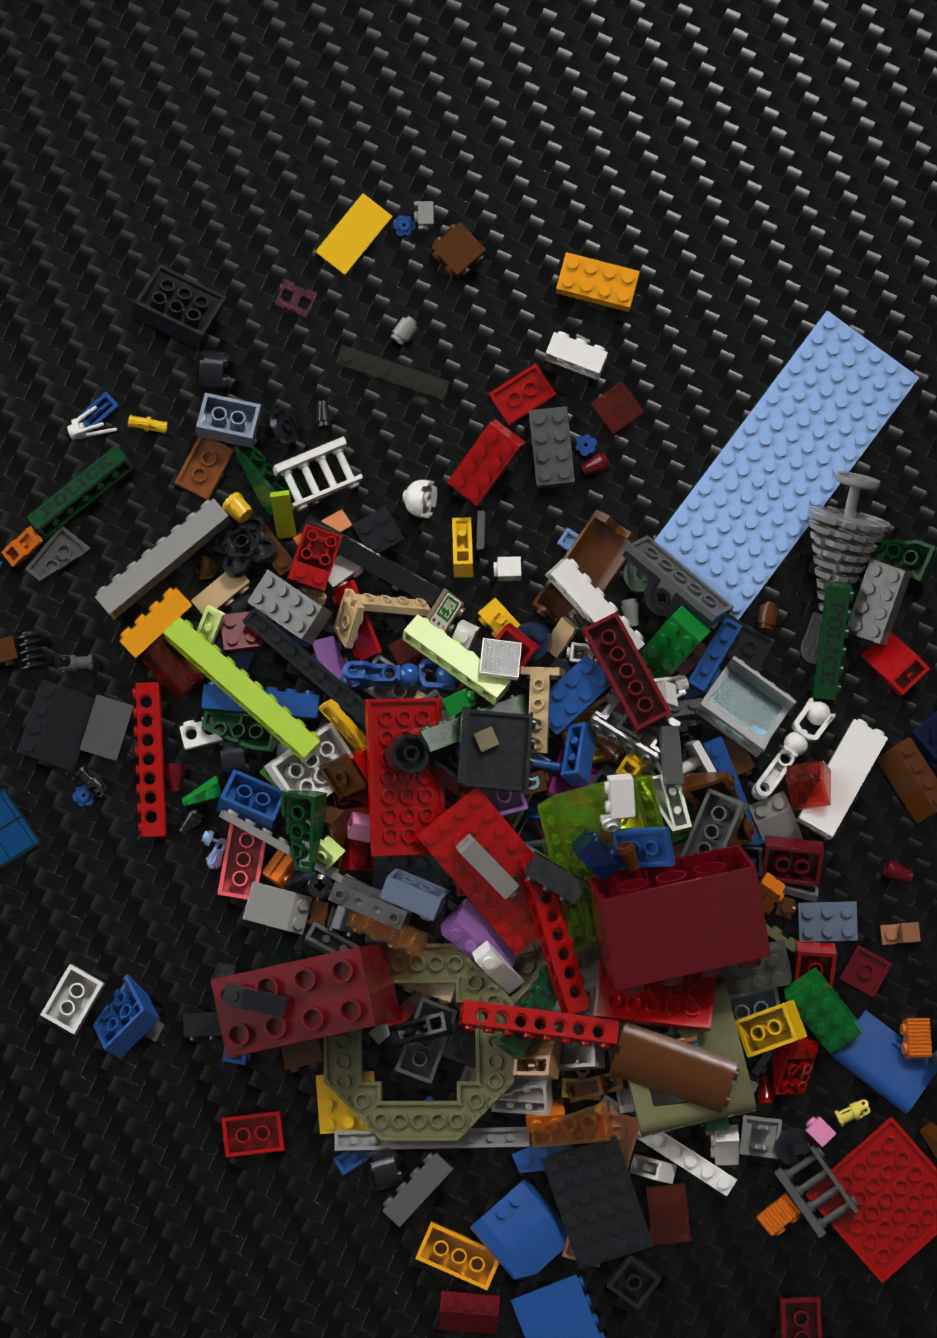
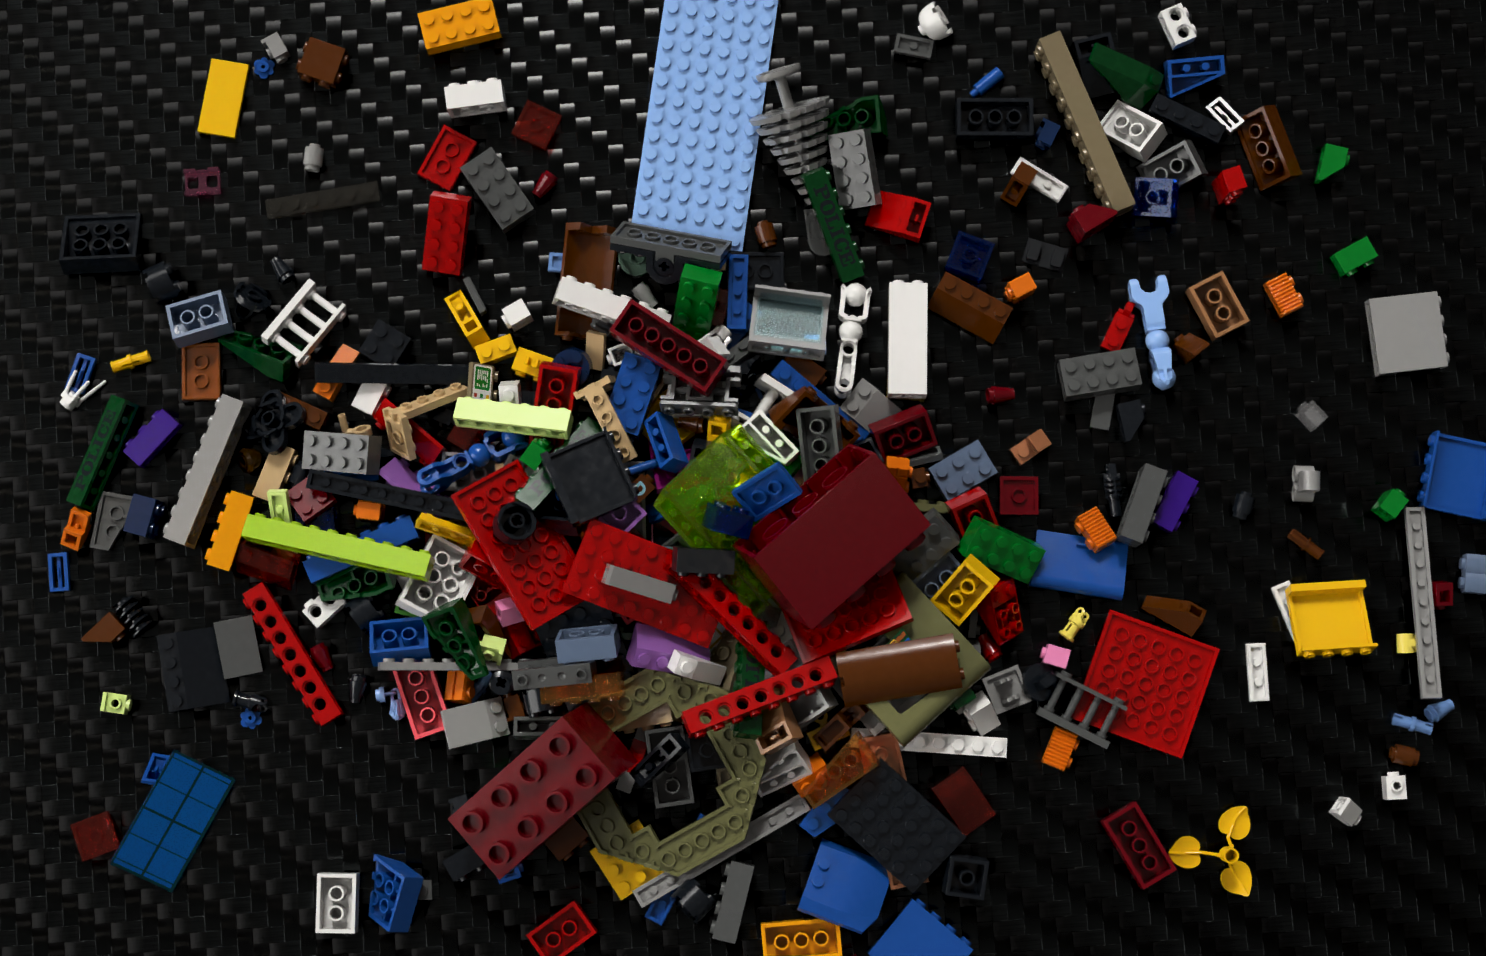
camera: 30 degrees left, 0 degrees up
(77, 663) = (181, 604): dark grey piece -> none
(87, 569) = (144, 516): none -> dark blue brick
(130, 502) = (152, 438): none -> dark purple brick
(206, 793) = (356, 657): green slope -> none
(237, 507) = (249, 391): yellow piece -> none
(254, 999) = (495, 814): black slope -> none
(283, 514) = (292, 374): lime tile -> none
(285, 672) = (370, 511): none -> orange brick
(314, 558) = (340, 398): red slope -> none
(343, 776) = (469, 574): reddish brown tile -> none
(420, 497) = (406, 295): white cylinder -> none
(473, 589) = (496, 350): none -> yellow brick
(486, 739) = (577, 472): dark tan tile -> none
(500, 659) = (551, 396): tile -> none
(591, 442) = (530, 168): blue plant -> none
(610, 824) = (726, 485): white plate -> none
(620, 796) = (722, 457): white piece -> none
(628, 855) = (757, 505): reddish brown cone -> none
(653, 1168) = (929, 769): white slope -> none
(671, 755) = (747, 398): dark grey tile -> none
(809, 785) = (882, 360): clear red slope -> none

